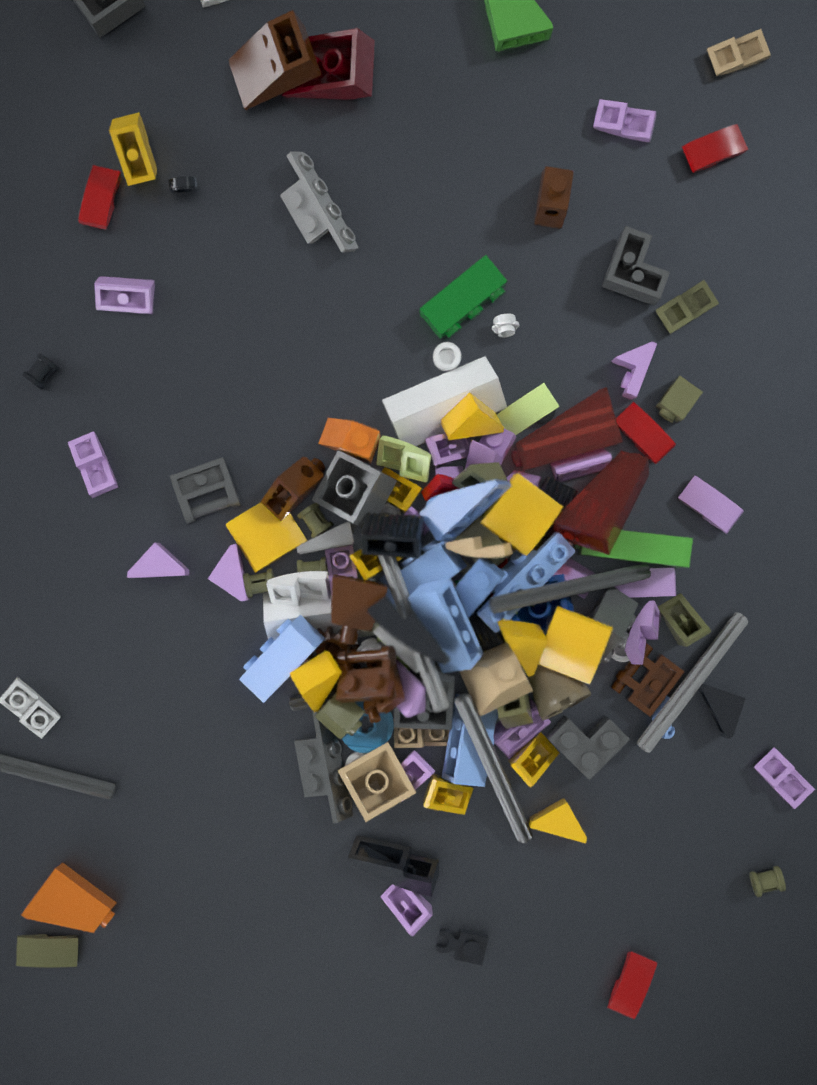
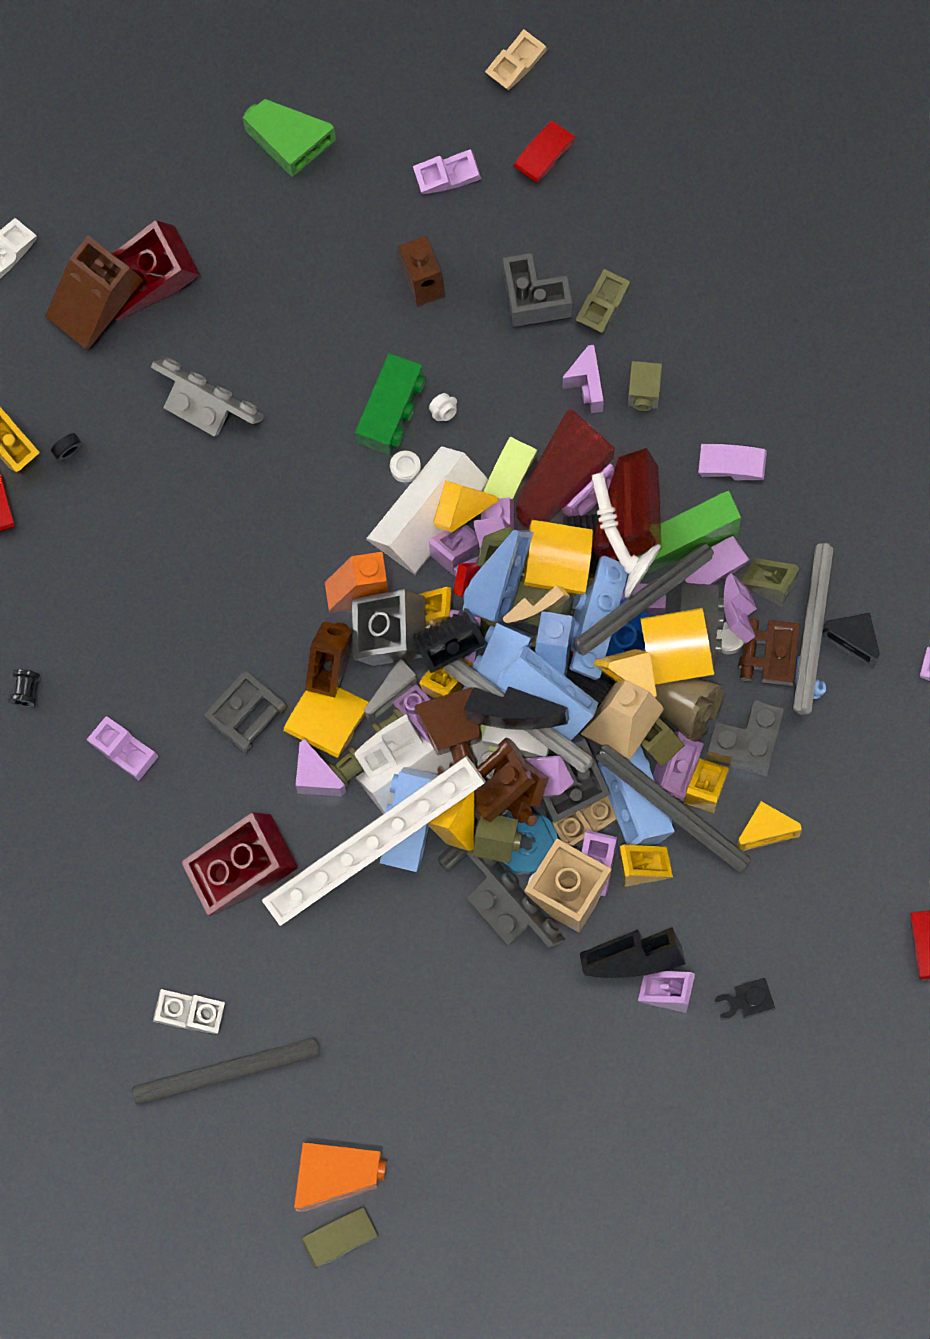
camera: 20 degrees left, 15 degrees down
(124, 295) = (65, 577): lavender slope -> none
(132, 613) = (239, 863): none -> dark red slope
(157, 563) = (238, 802): lavender slope -> none
(243, 664) = (373, 840): none -> white plate
(315, 520) = (365, 679): olive bush -> none
(403, 456) = (420, 574): yellowish green slope -> none
(579, 562) = (633, 565): none -> white dish
(645, 433) = (632, 431): red slope -> none

